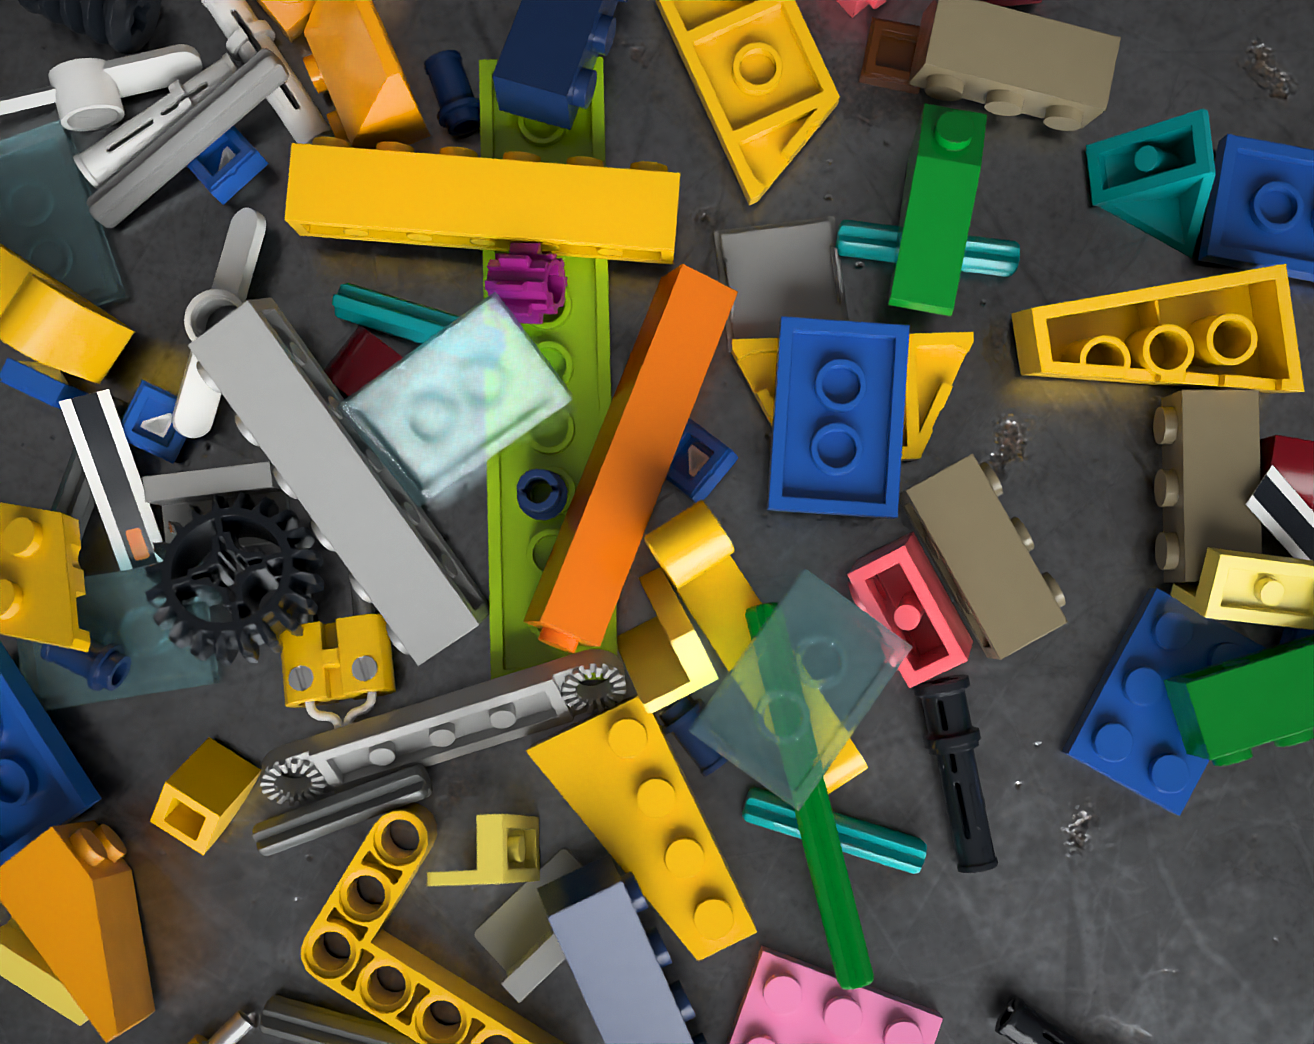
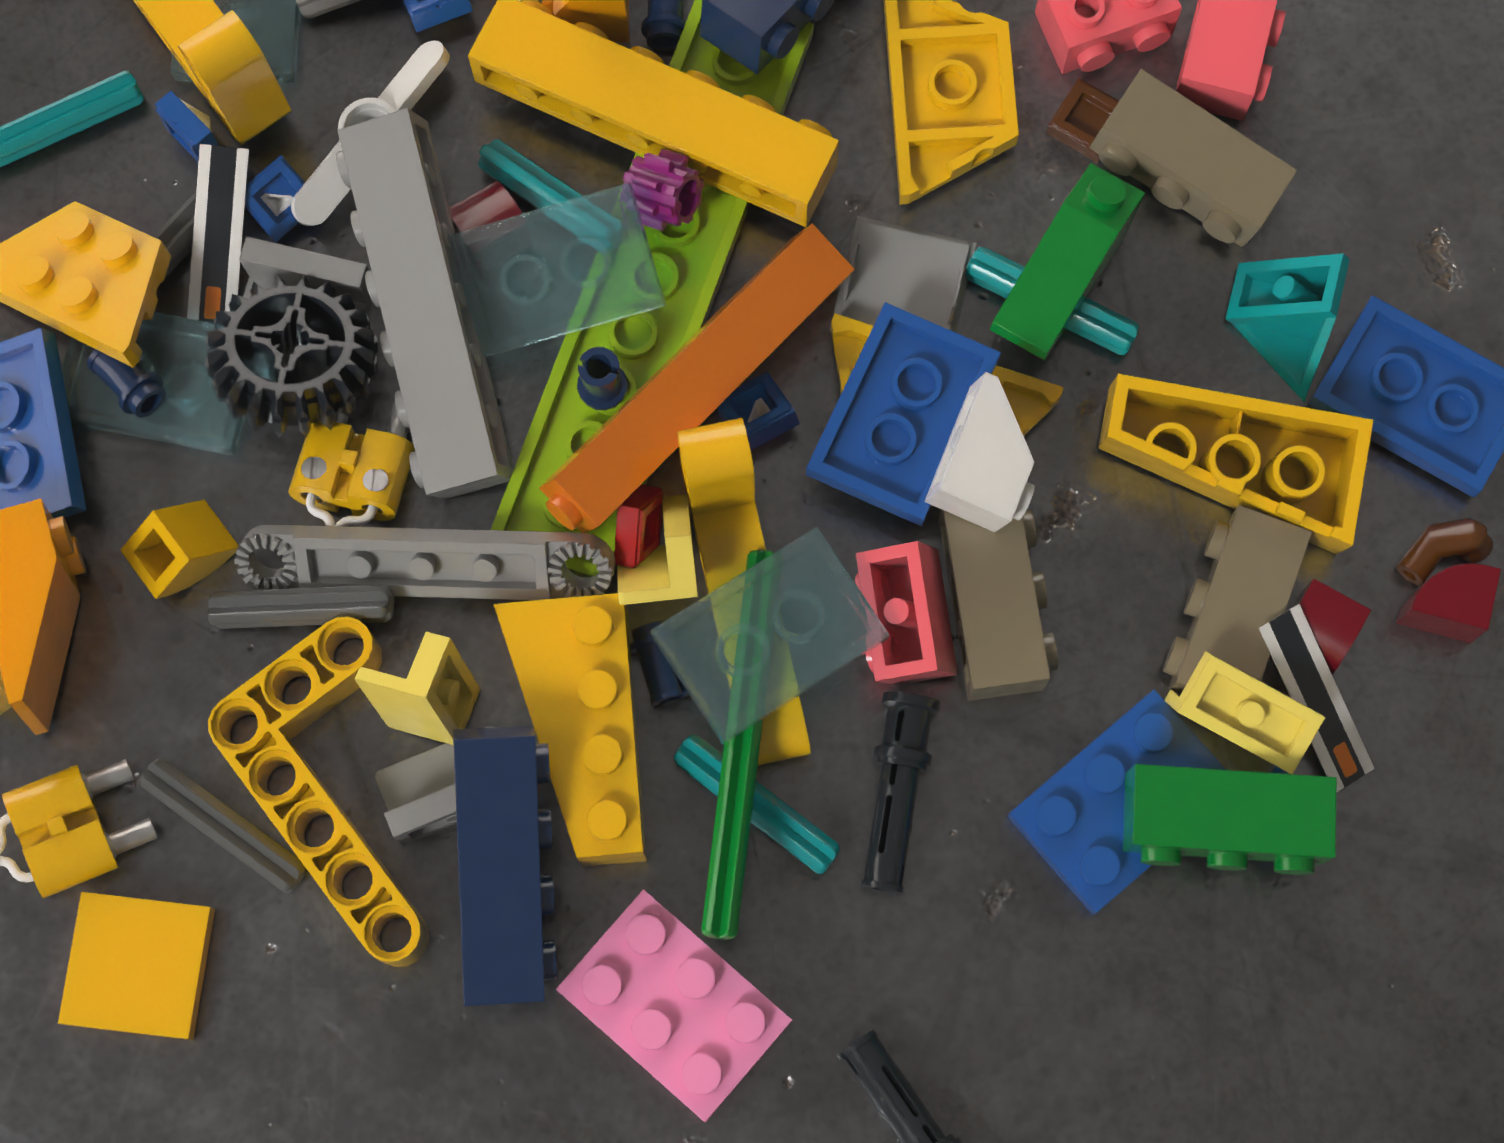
camera: 20 degrees right, 10 degrees down
(631, 622) = (638, 526): none -> red tile
(938, 441) = (984, 461): none -> white slope

